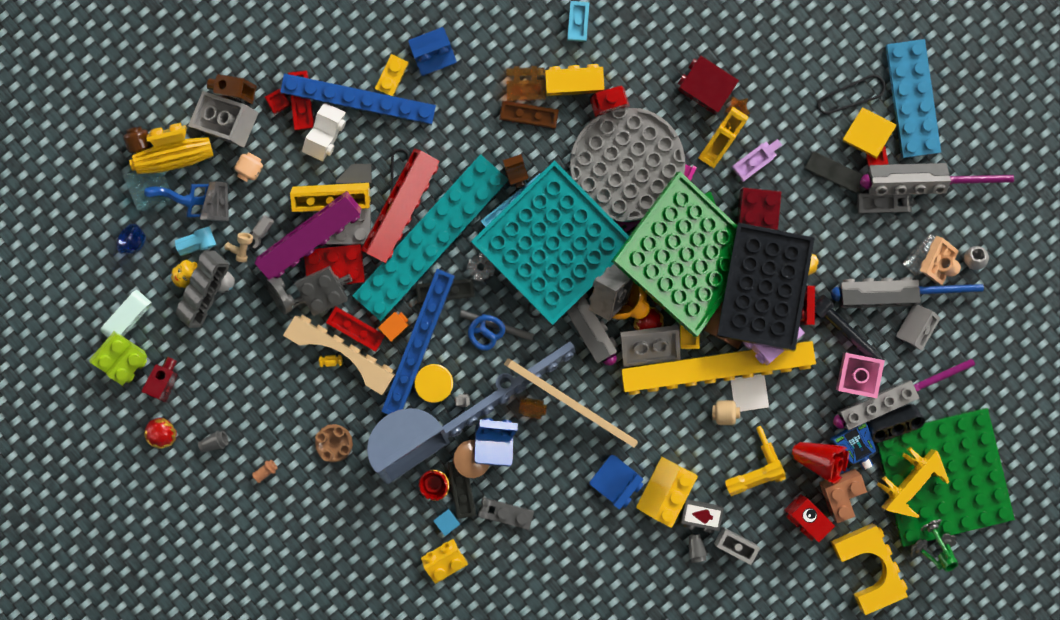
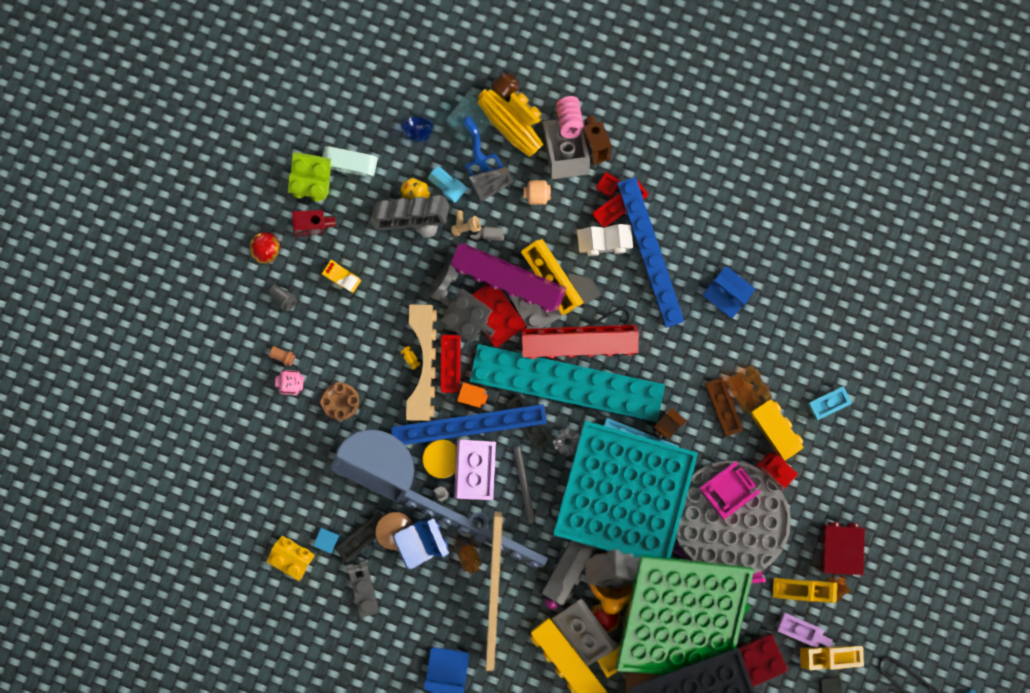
camera: 60 degrees right, 5 degrees down
(197, 100) = (569, 117): none -> bright pink piece
(224, 380) = (341, 276): none -> yellow leg
(291, 477) = (289, 382): none -> bright pink head
(392, 75) = (687, 269): yellow plate -> none
(434, 485) = (352, 510): red hair -> none
(459, 360) = (475, 470): none -> lavender plate
(485, 331) = (513, 478): blue piece -> none
(602, 149) = (731, 488): none -> dark pink container
(792, 148) = (831, 657): none -> yellow slope

